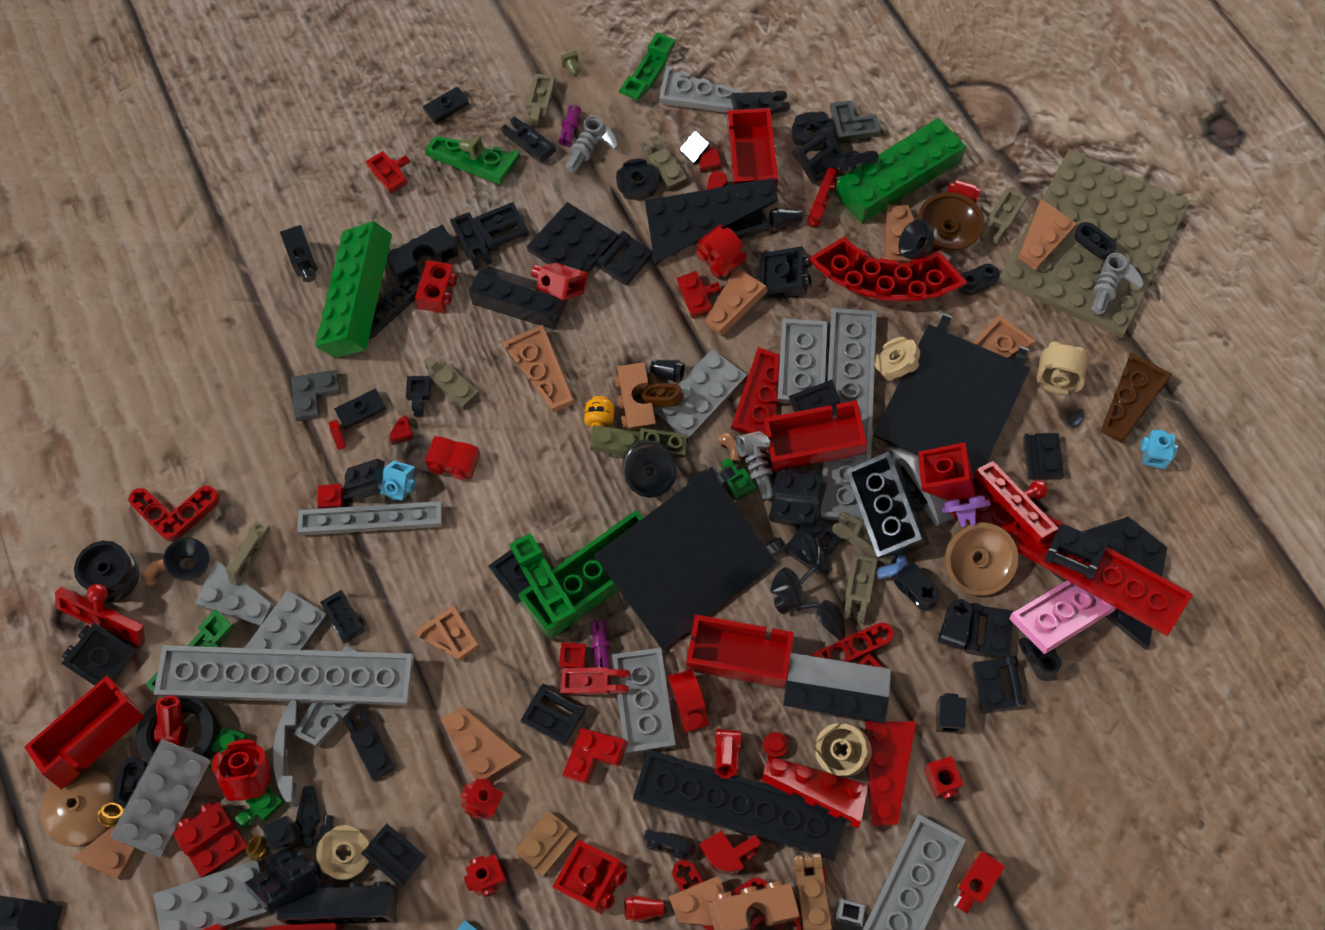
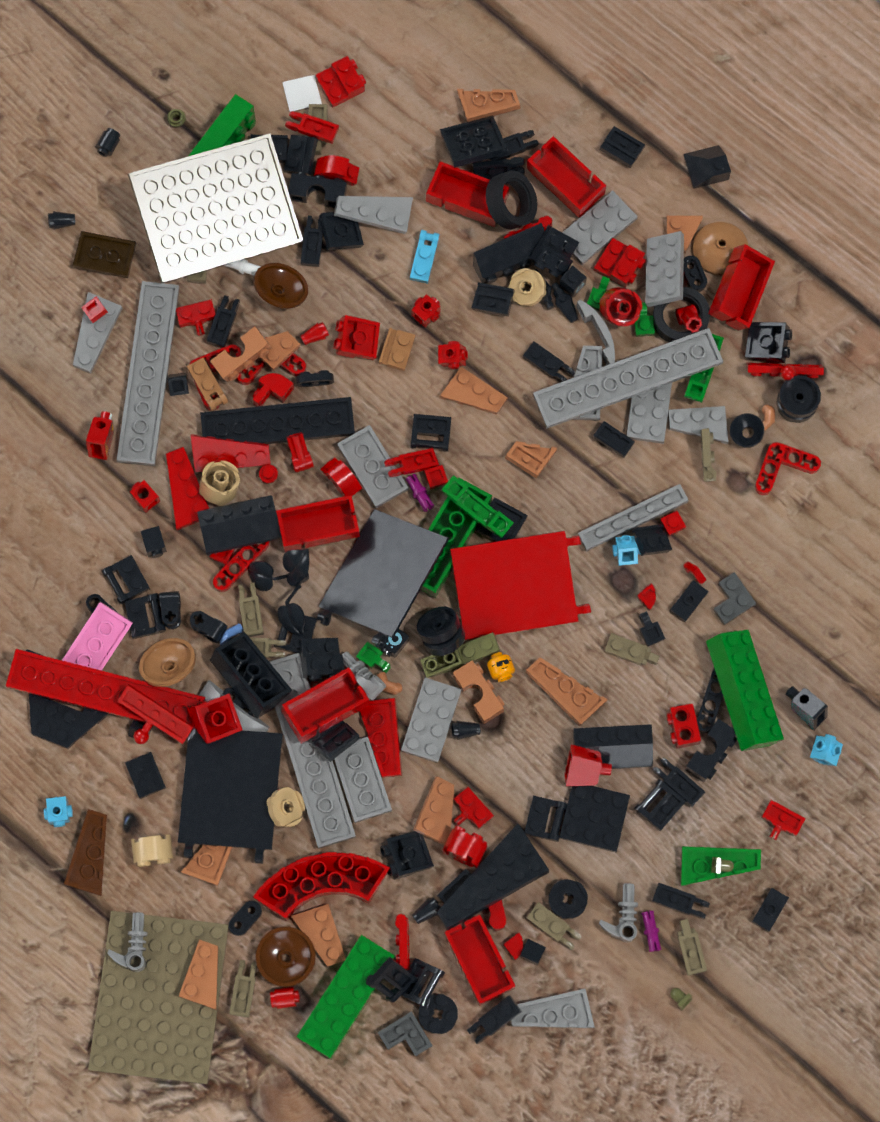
camera: 155 degrees right, 10 degrees up
(109, 814) = (693, 242): pearl gold plate -> none
(257, 847) = (586, 268): pearl gold plate -> none
(307, 210) = (826, 750): none -> medium azure brick
(452, 458) = (596, 588): red brick -> none
(538, 489) = (516, 584): none -> red flag
(589, 749) = (395, 418): red plate -> none
(649, 68) = (610, 1018): green slope -> none
(663, 394) = (456, 698): reddish brown plate -> none
(912, 238) = (309, 916): black piece -> none
(965, 510) = (191, 690): medium lavender plate -> none
(1077, 545) = (97, 695): black plate -> none
(1096, 240) = (158, 985): black plate -> none

